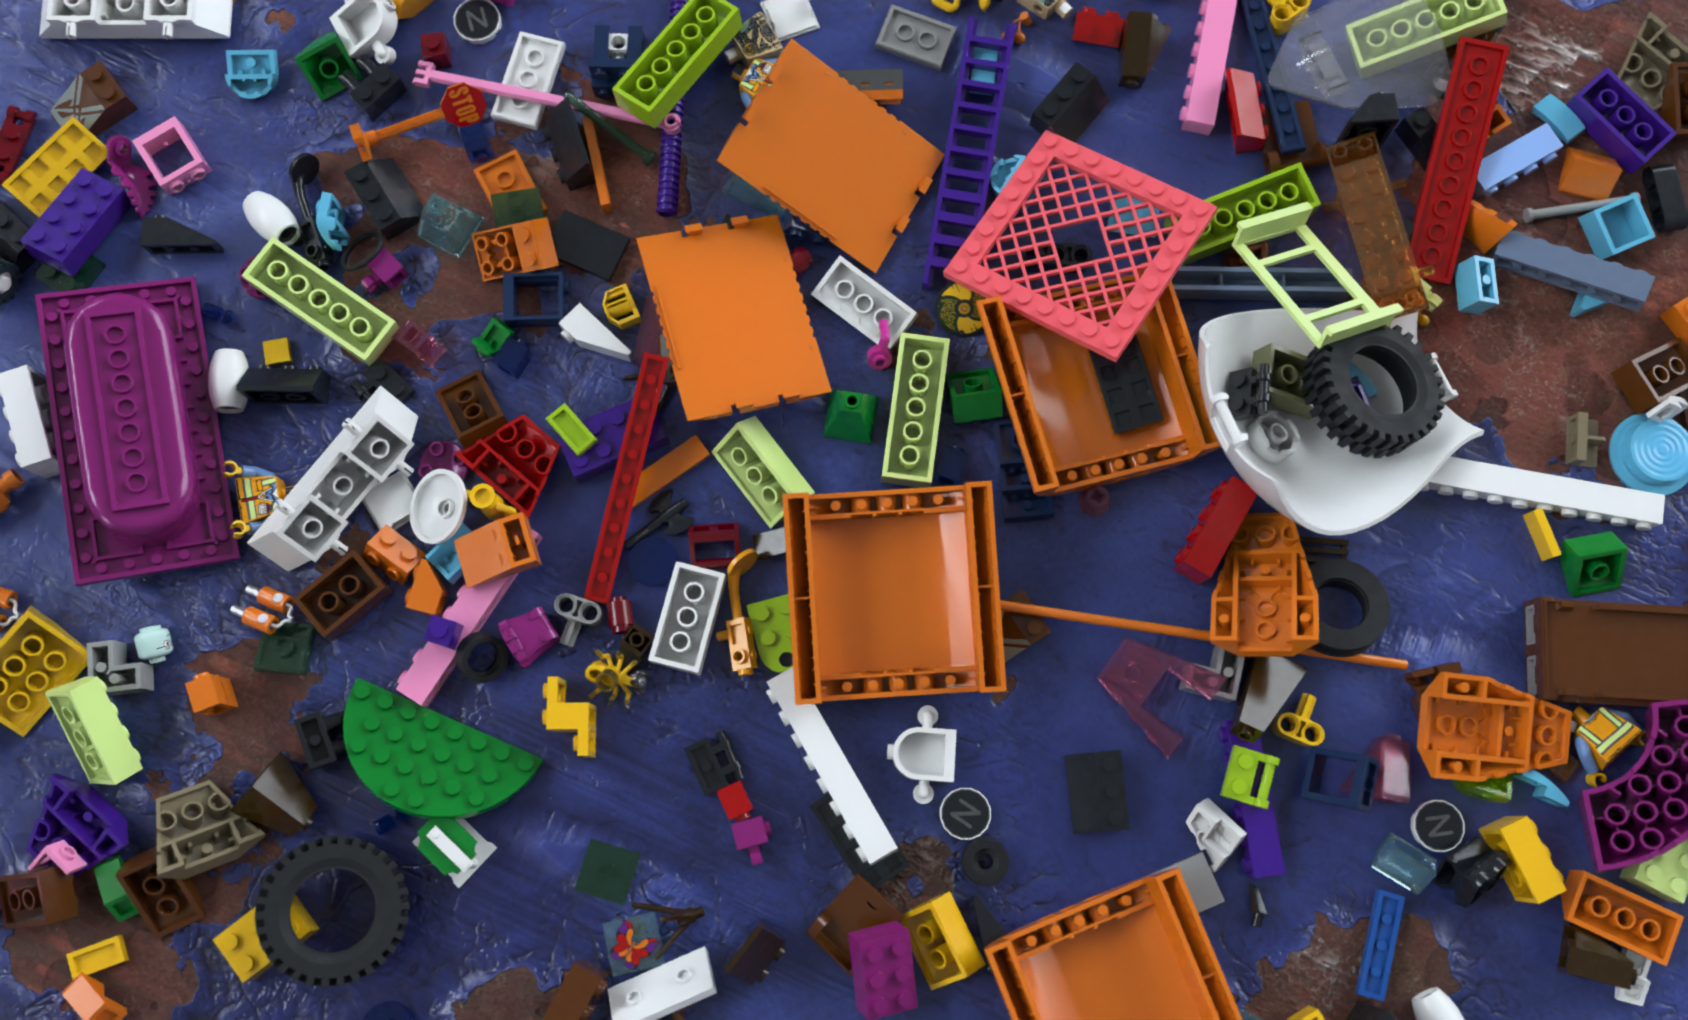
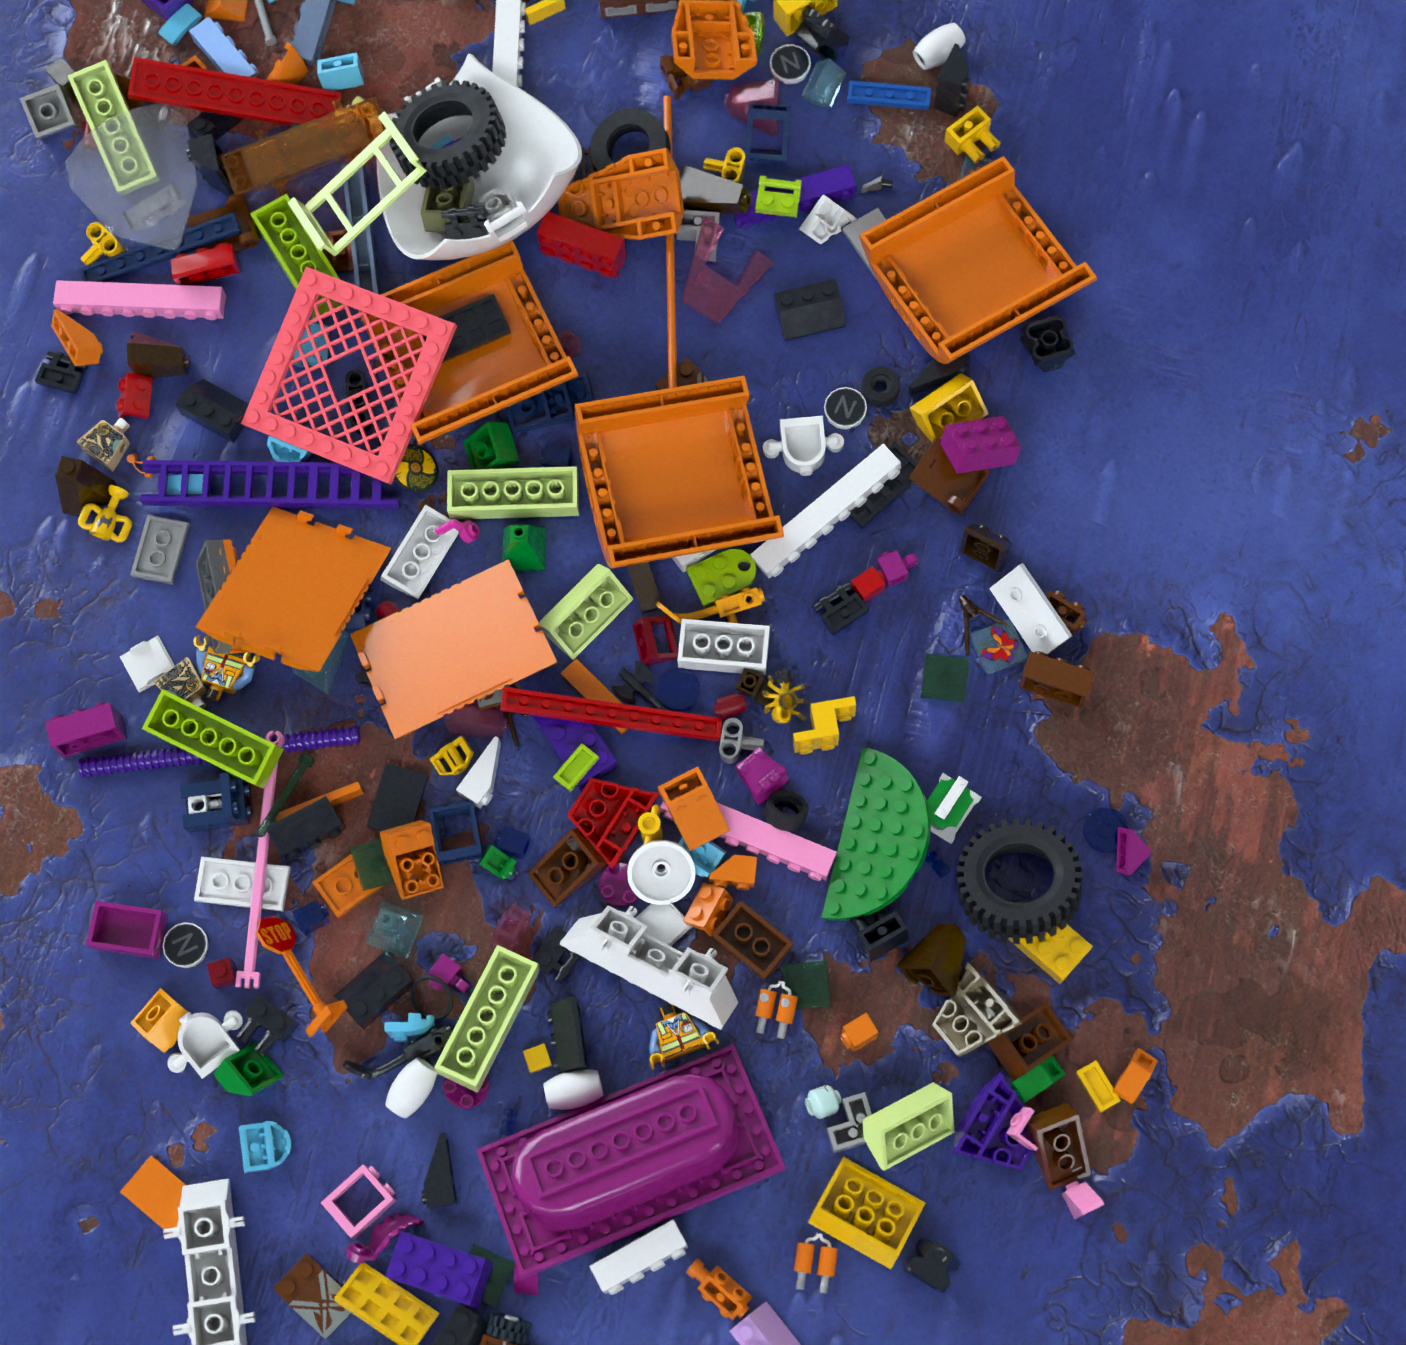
camera: 90 degrees left, 5 degrees down
(443, 632) = (771, 839): dark purple brick -> none

